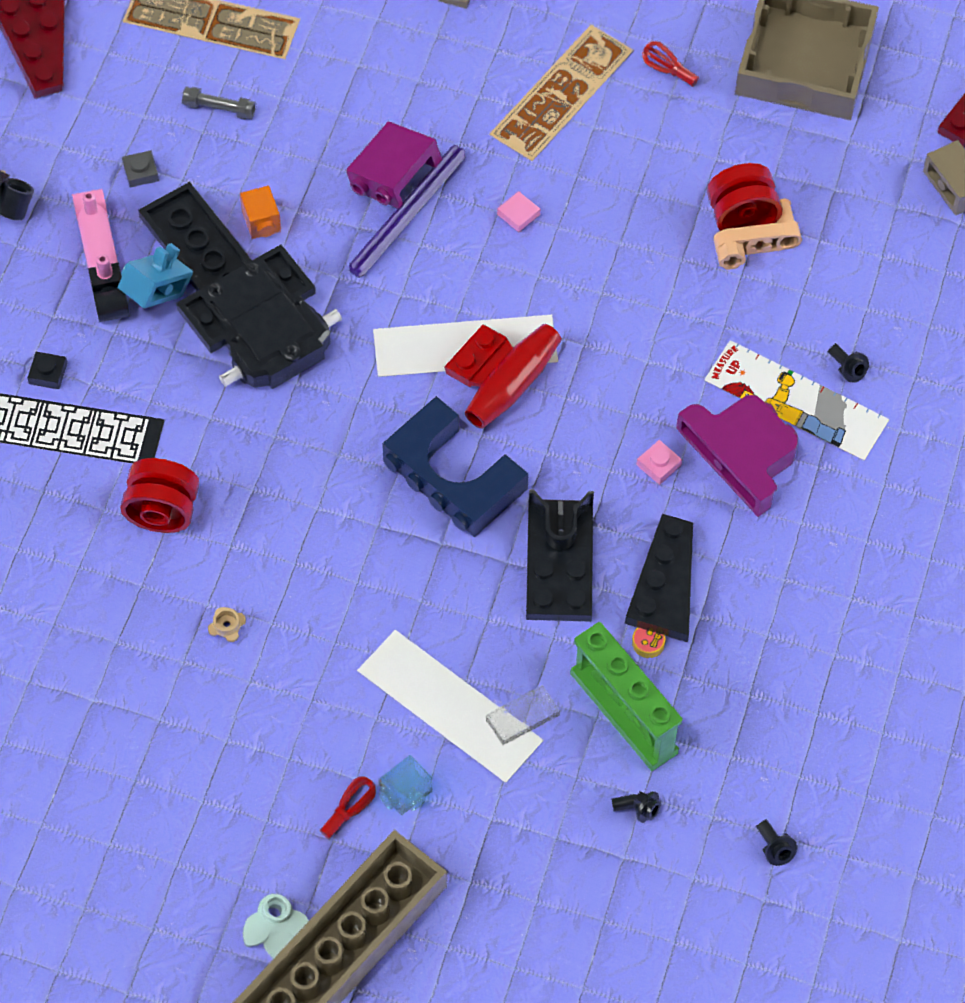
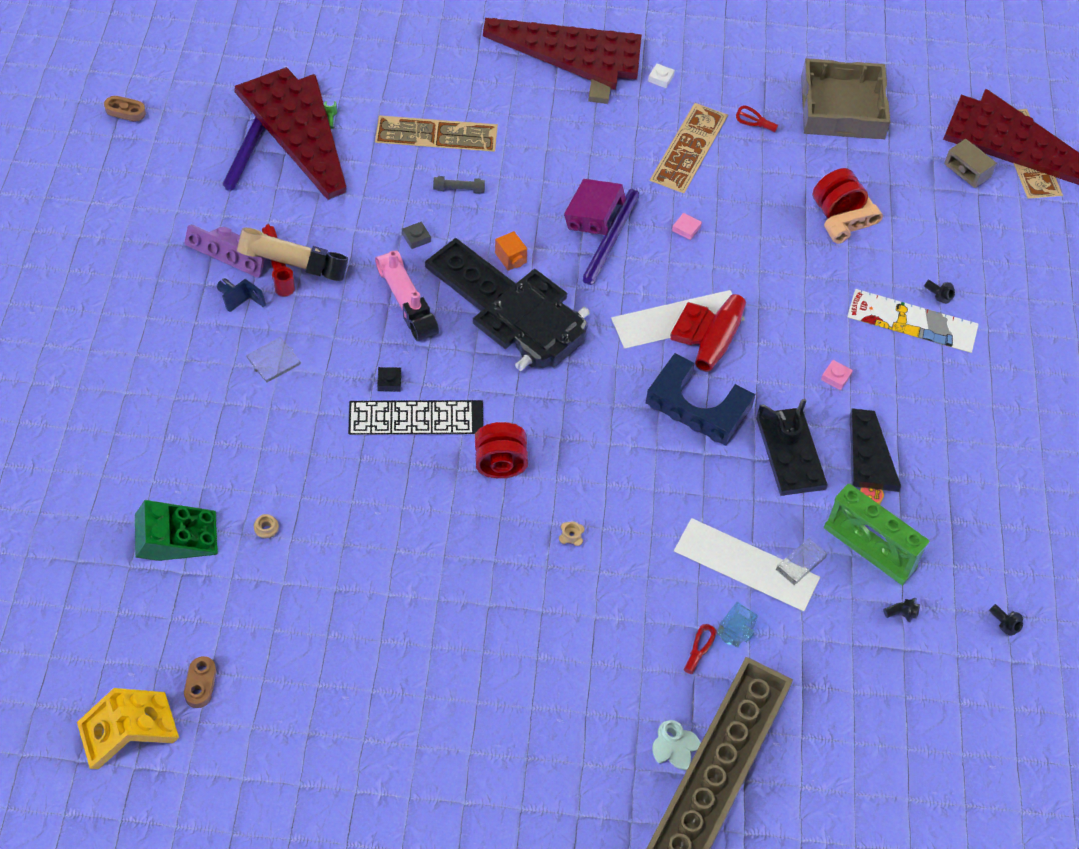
camera: 15 degrees left, 5 degrees down
(155, 277) = (453, 302): dark azure brick -> none
(743, 445) = (891, 355): magenta brick -> none

